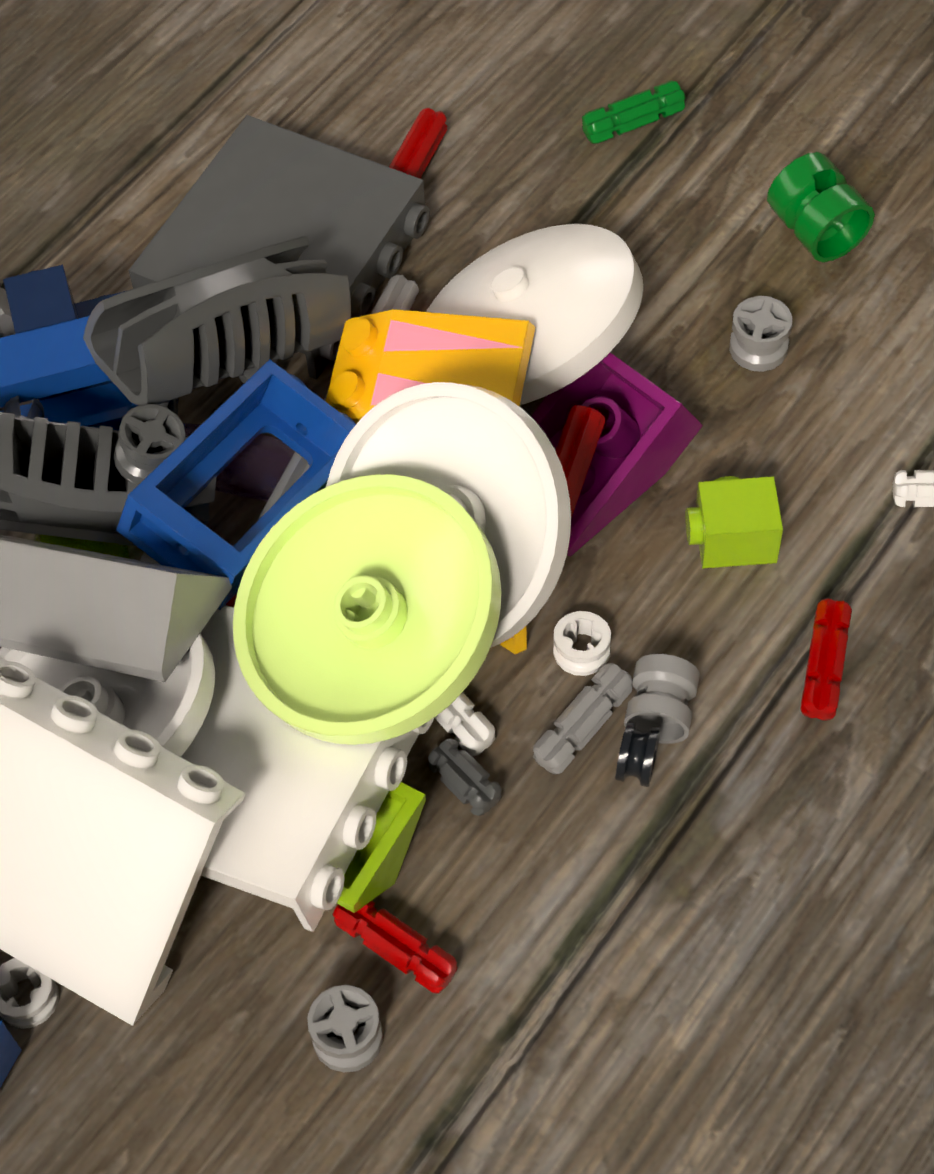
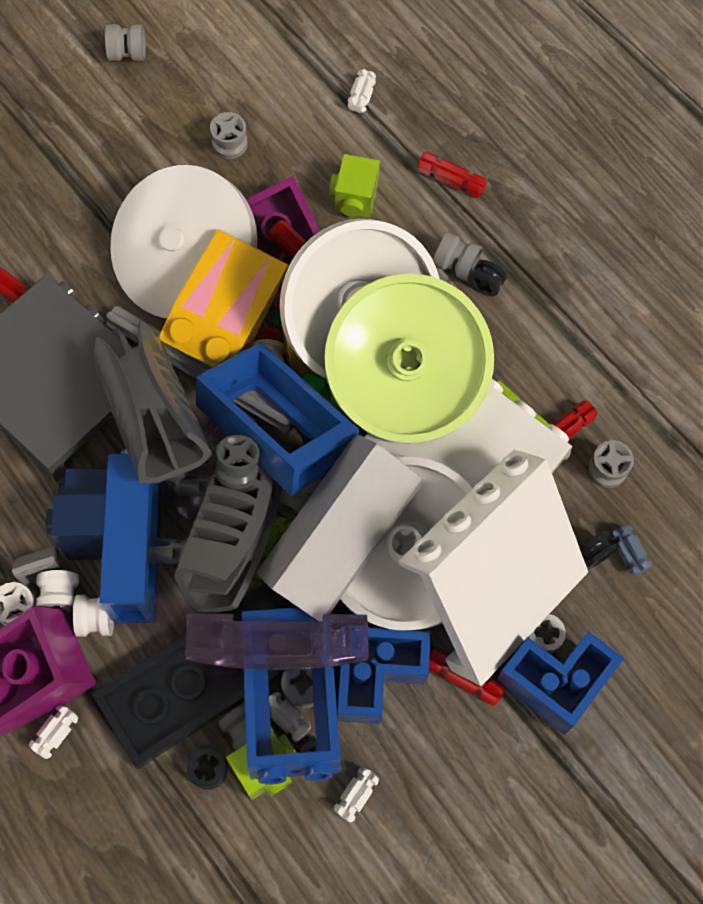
camera: 80 degrees left, 10 degrees up
(181, 1038) = (598, 549): none -> black bush
(198, 1098) = (631, 550): none -> sand blue piece
(633, 112) = (25, 150): green axle -> none
(820, 207) = (153, 74): green wheel -> none
(863, 158) = (125, 42): none -> light grey wheel

